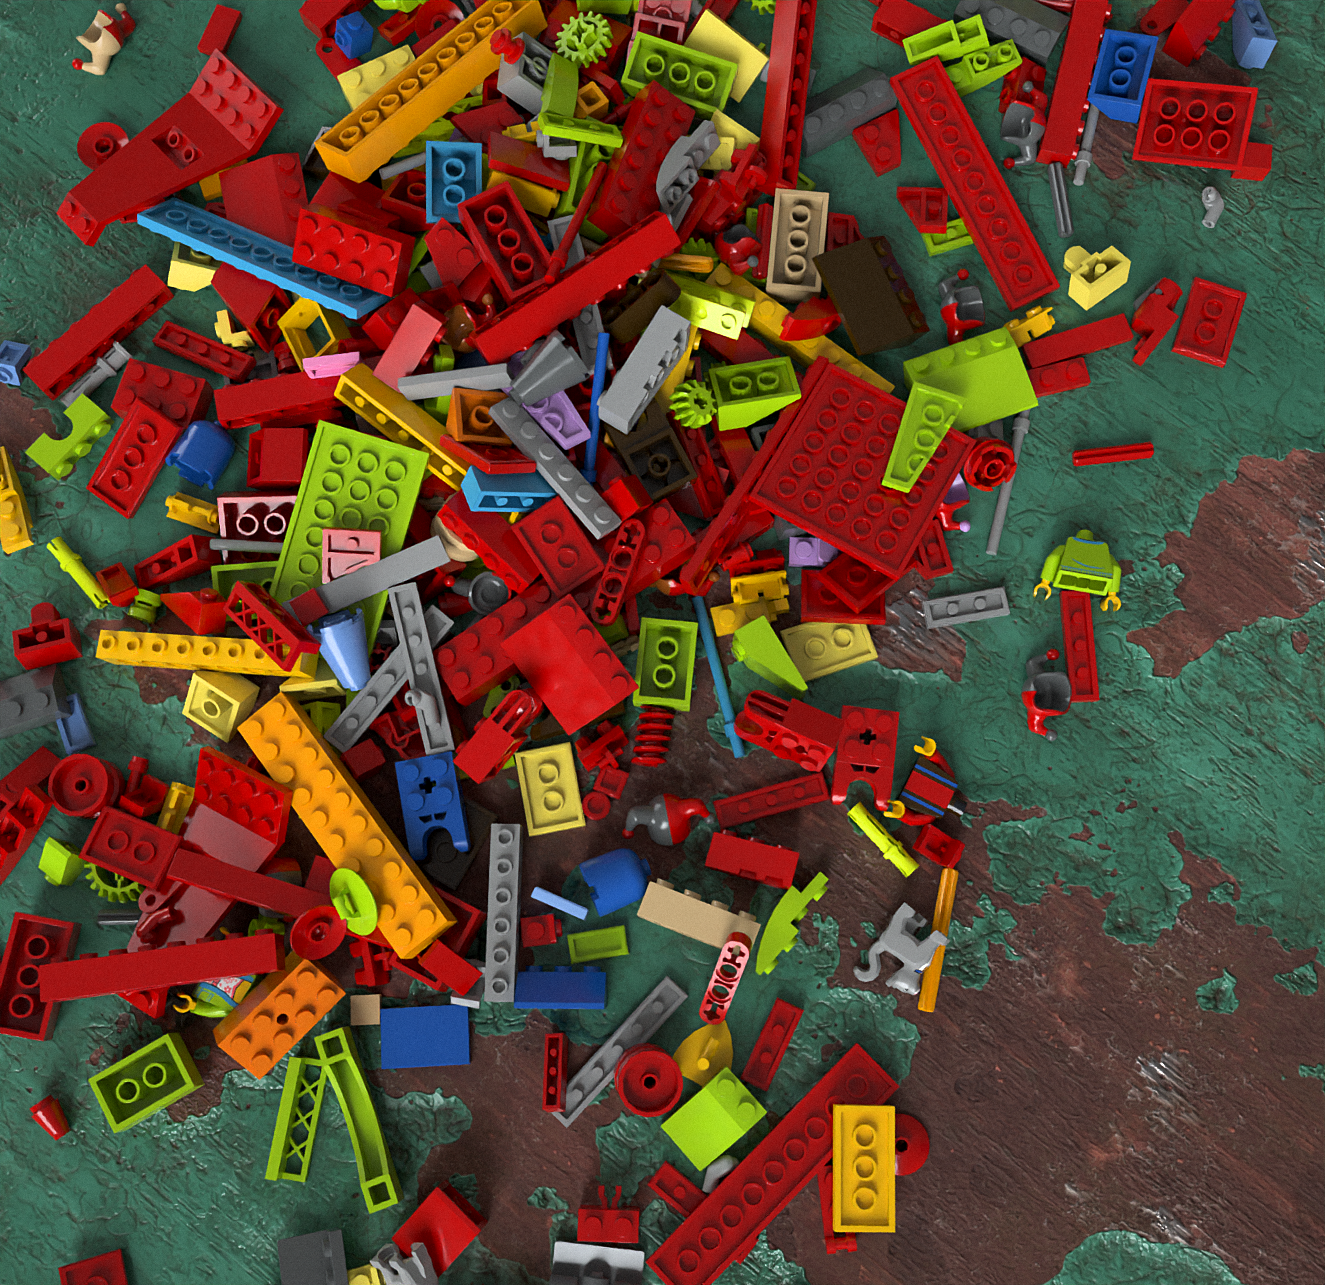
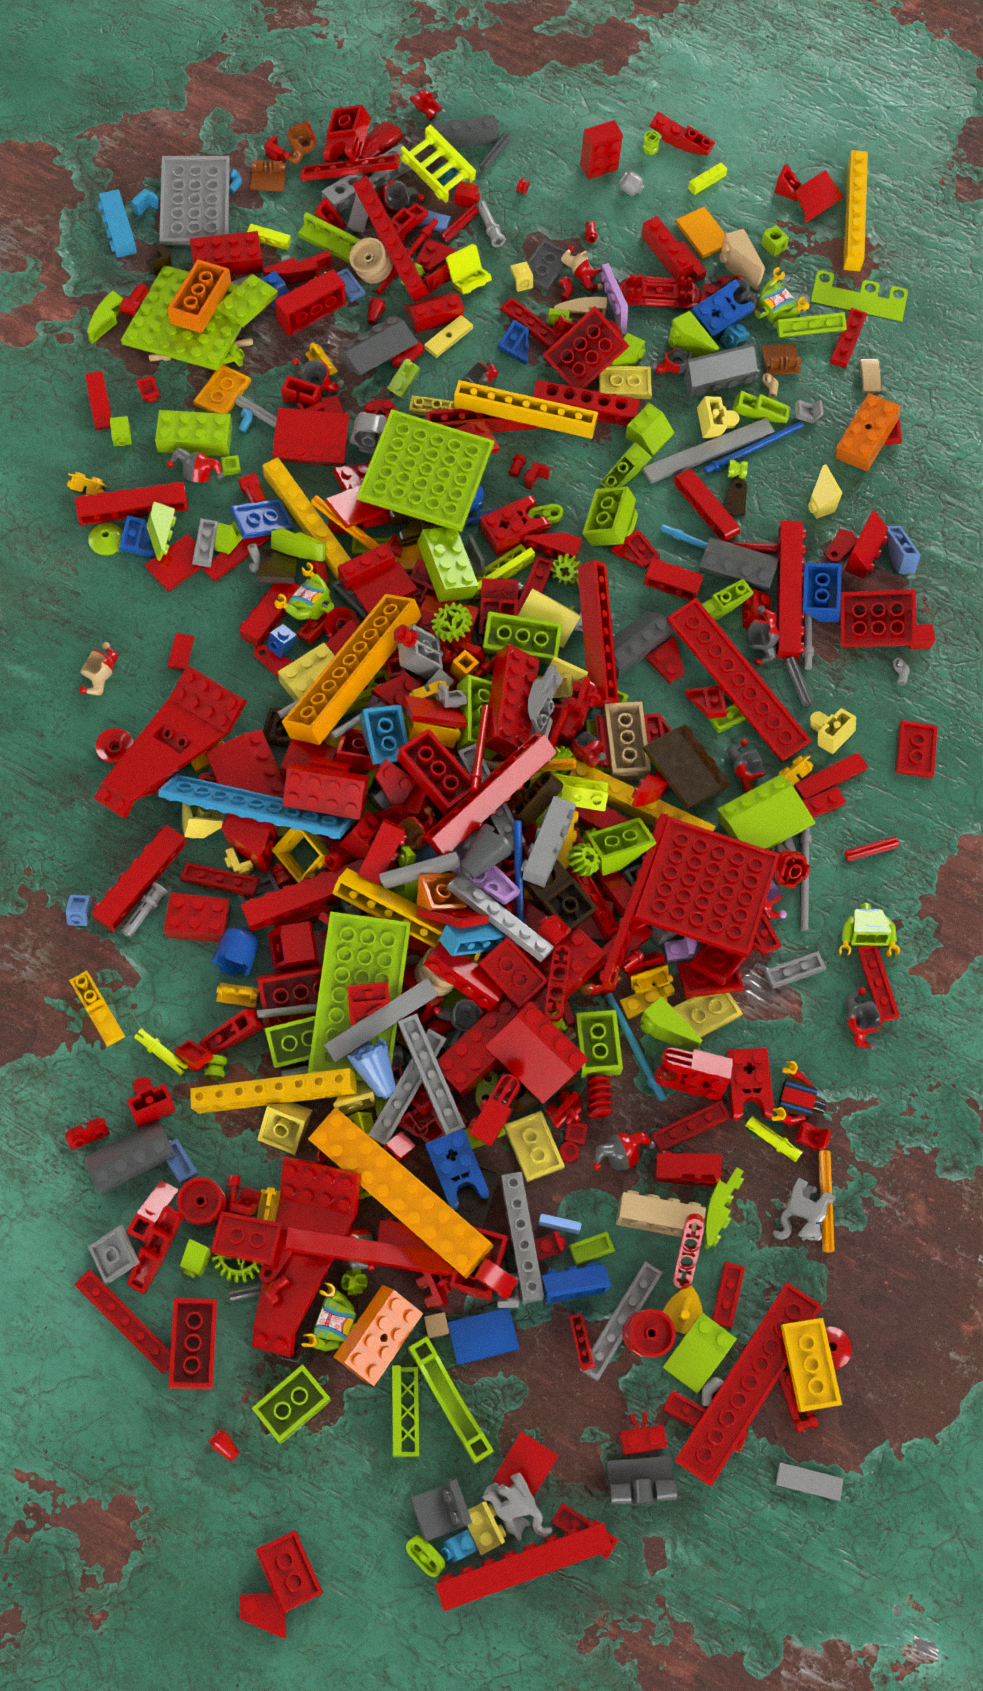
camera: 20 degrees left, 10 degrees down
(60, 455) = (127, 971): lime arch -> none
(134, 457) = (187, 962): red tile -> none
(162, 967) = (291, 1315): red brick -> none
(199, 609) = (262, 1060): red slope -> none
(270, 615) = (318, 1050): red fence -> none
(309, 607) = (345, 1043): red tile -> none
(324, 939) = (400, 1269): red dish -> none
(331, 364) = (325, 873): bright pink tile -> none
(354, 901) = (420, 1242): lime shield -> none
(425, 702) = (439, 1096): light grey arm -> none
(560, 87) = (445, 661): lime slope -> none
(579, 130) = (467, 685): lime tile -> none
(616, 879) = (595, 1199): blue cylinder -> none
(921, 430) = (742, 852): lime wing -> none
(947, 41) = (700, 586): lime slope -> none
(1154, 316) = (879, 751): red plate -> none

